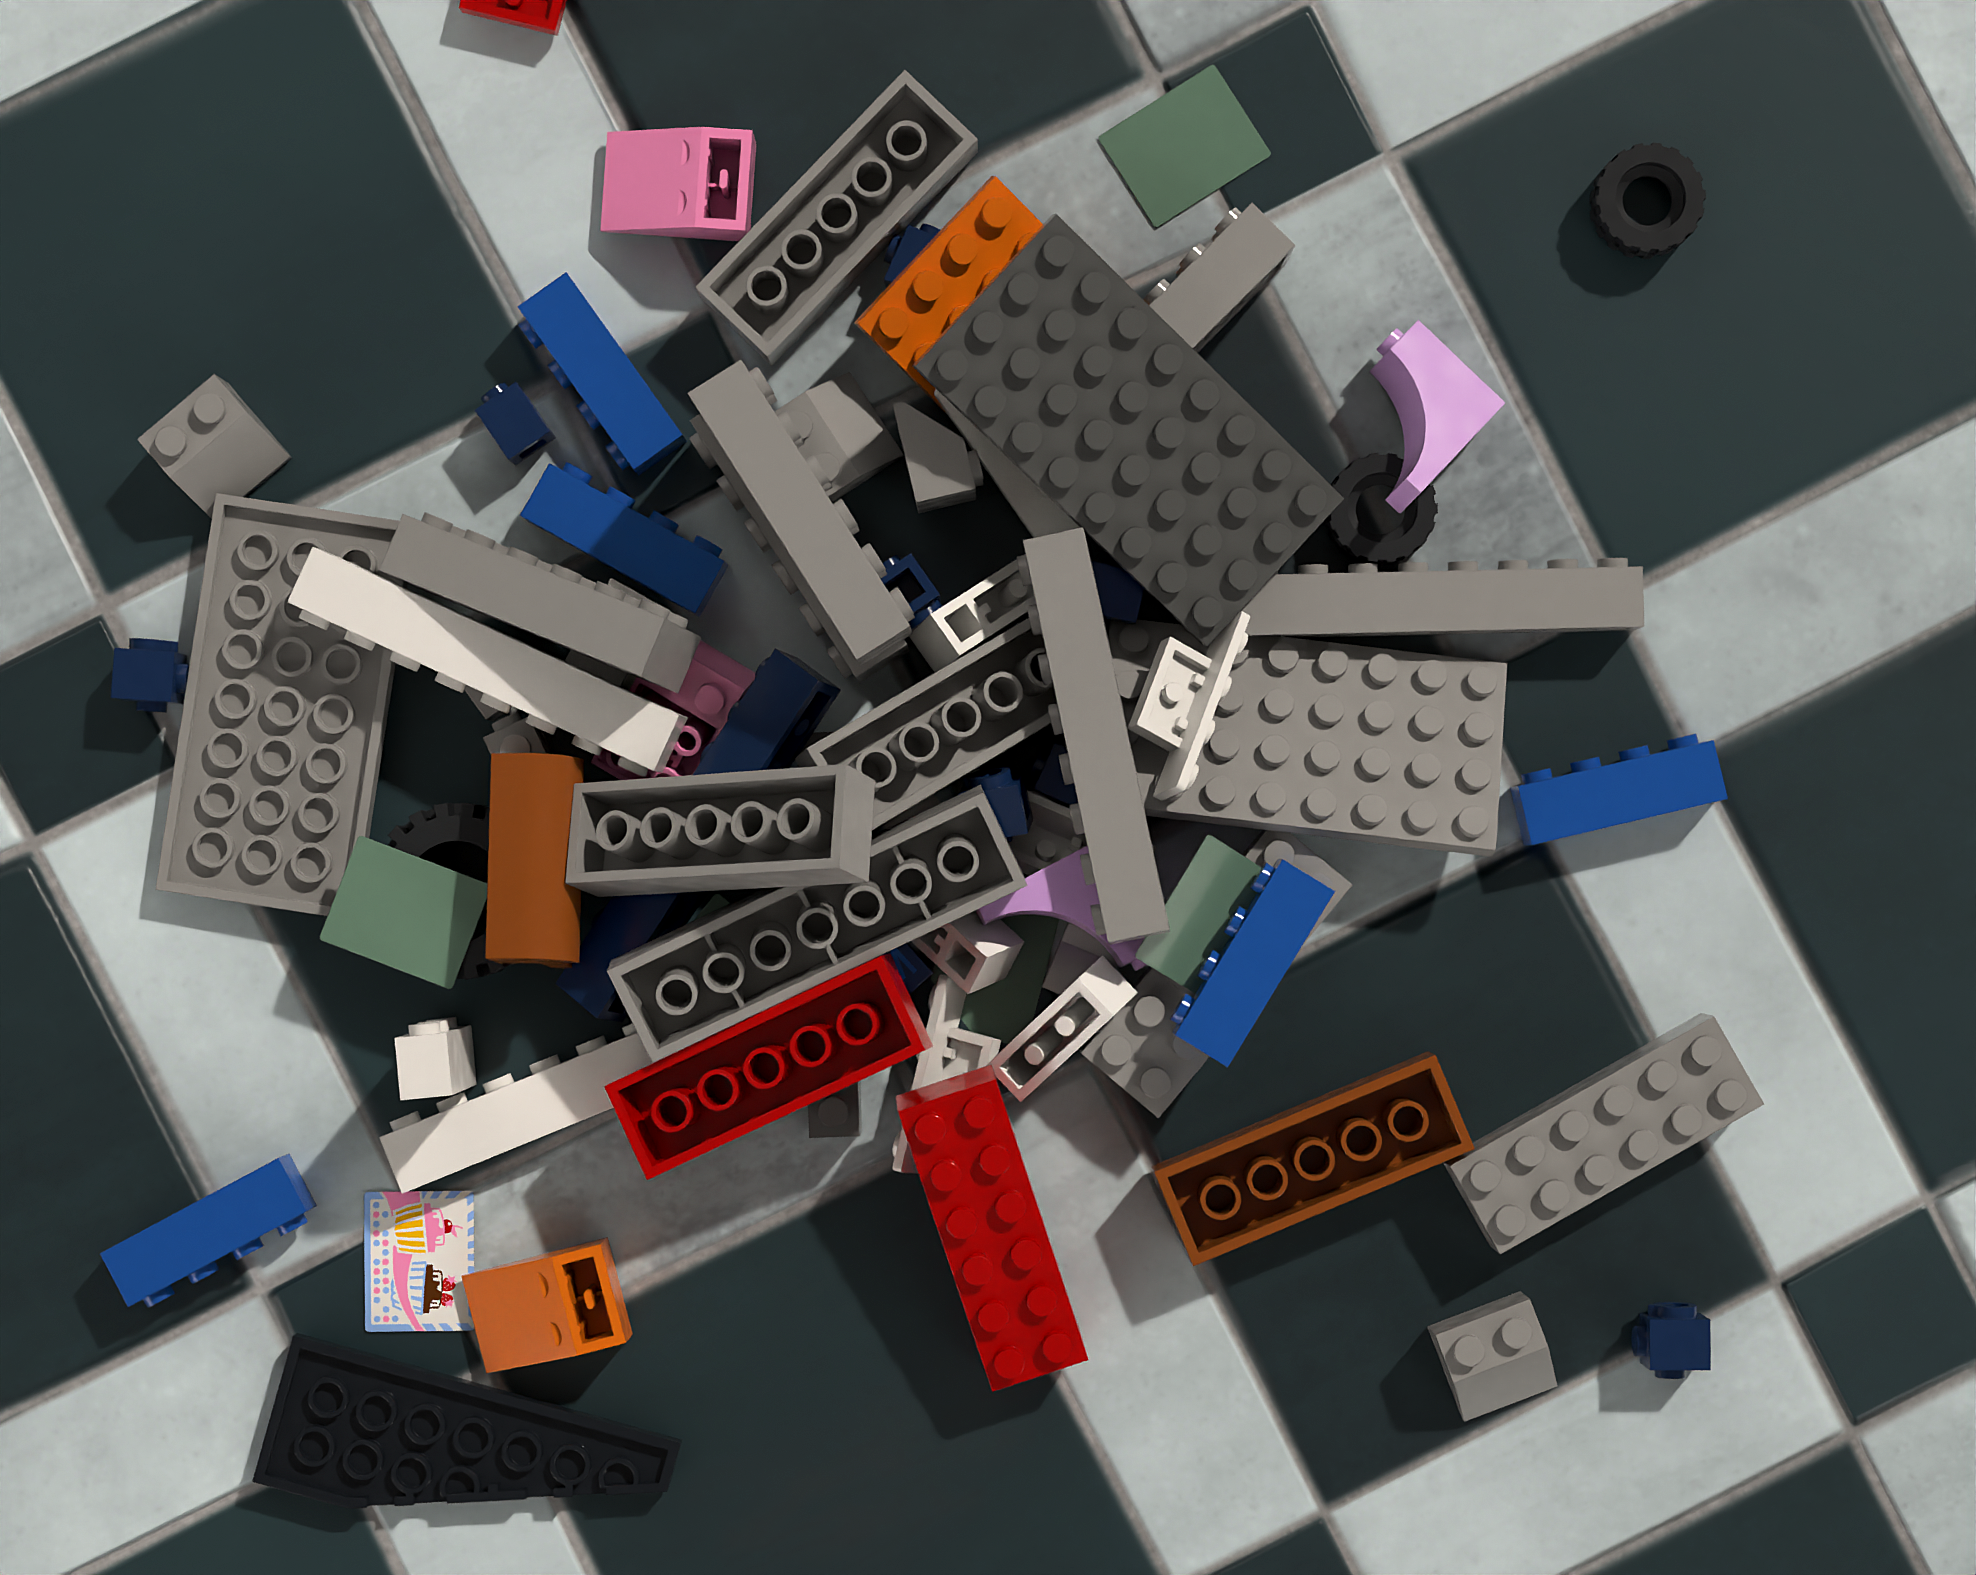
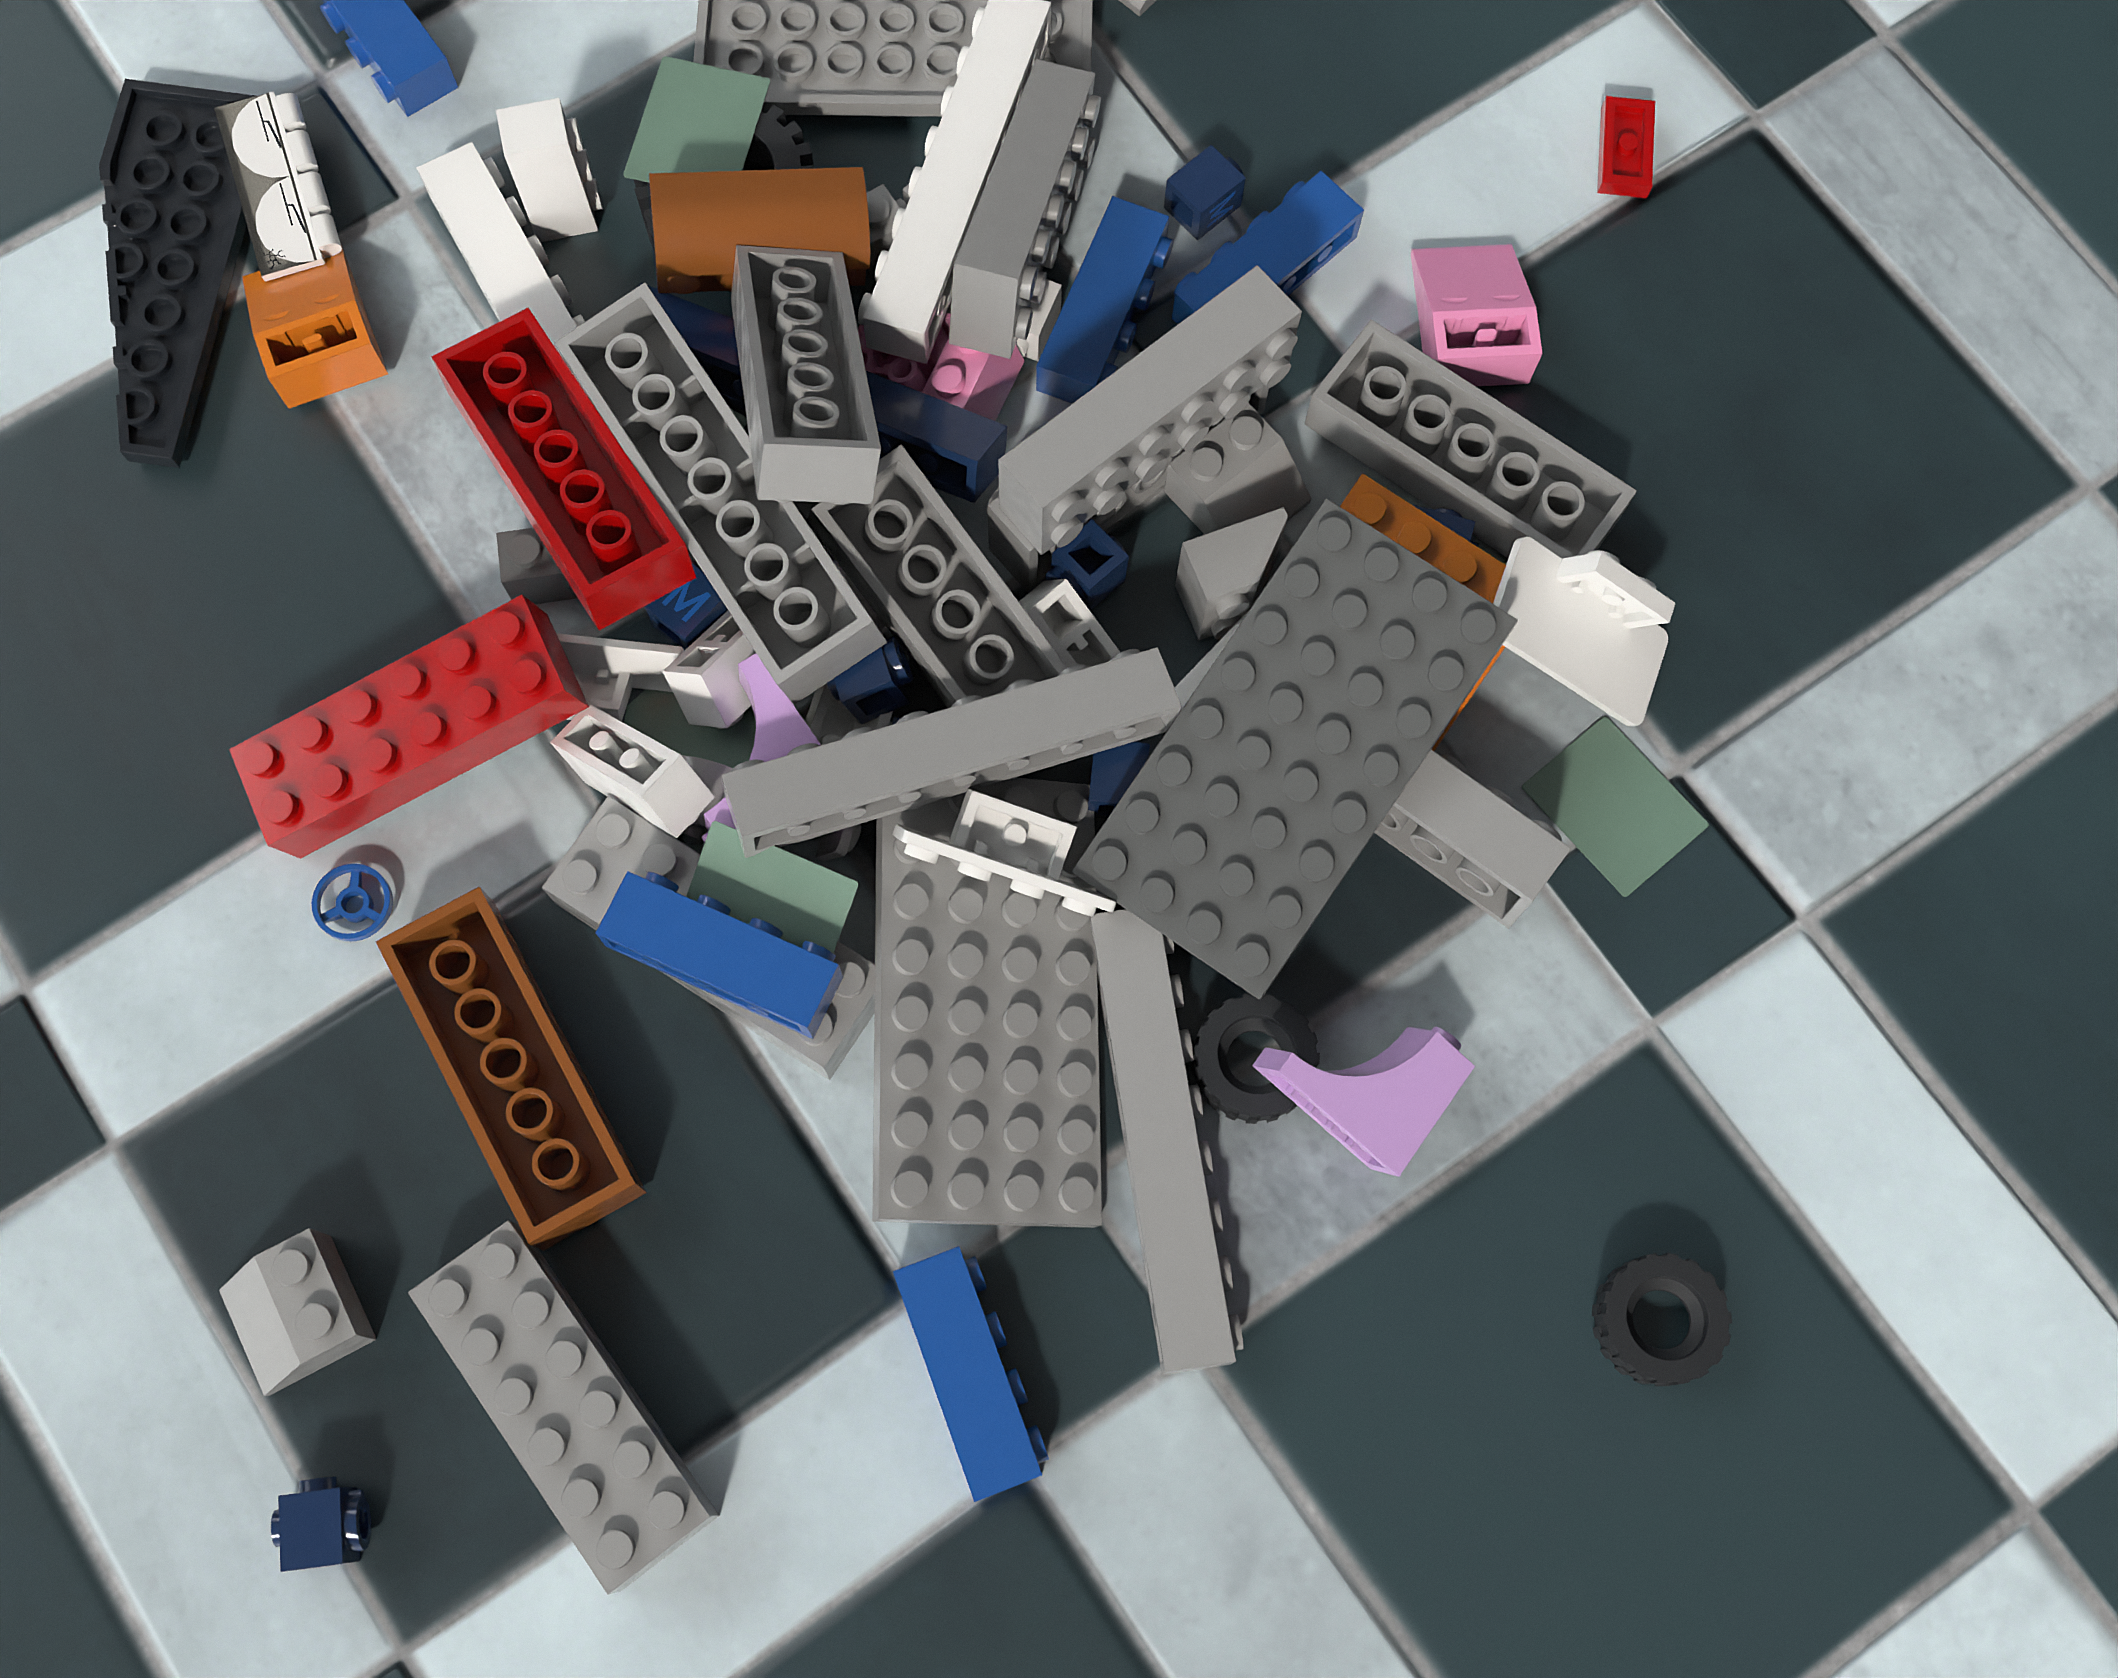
camera: 80 degrees right, 15 degrees down
(386, 1342) = (278, 184): none -> white windscreen
(415, 1260) = (378, 207): sticker -> none
(1032, 147) = (1587, 625): none -> white bracket
(1121, 1290) = (345, 895): none -> blue piece

